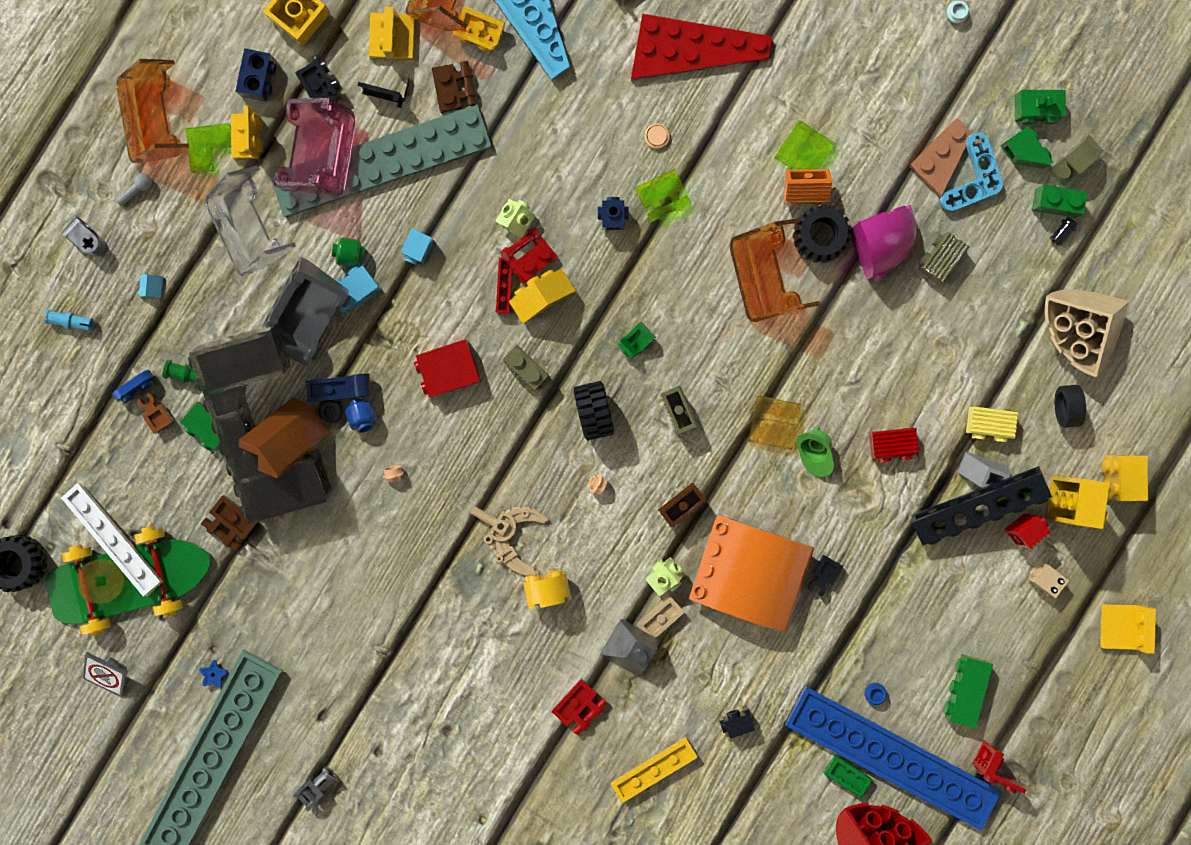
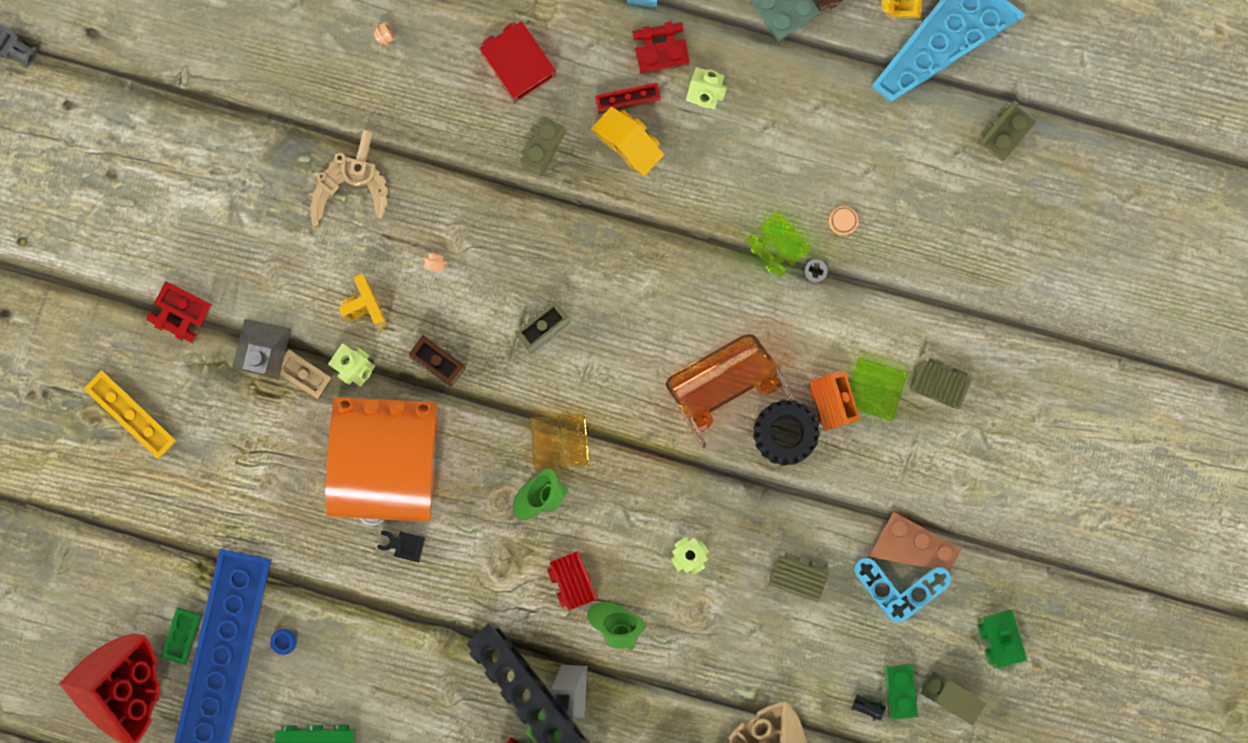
camera: 65 degrees right, 5 degrees down
(476, 246) = (661, 55): none -> red plate
(532, 261) = (663, 121): red plate -> none
(547, 589) = (300, 236): yellow brick -> none
(593, 410) = (515, 232): black tyre -> none
(609, 221) = (737, 202): dark blue brick -> none
(618, 547) = (367, 303): none -> yellow bracket
(636, 340) = (607, 259): green bracket -> none
(686, 46) = (952, 222): red wing -> none
(690, 164) = (808, 274): none -> light grey bush
(737, 722) = (208, 493): black brick -> none
(817, 94) = (941, 384): none -> olive brick
(884, 241) = (799, 507): dark pink brick -> none
(893, 345) = (680, 561): none -> yellowish green brick
(939, 418) = (616, 623): none -> bright green piece
(957, 11) = (1081, 517): light aqua plate -> none
(991, 422) = (627, 686): light yellow brick -> none
(1027, 150) = (946, 638): green slope -> none

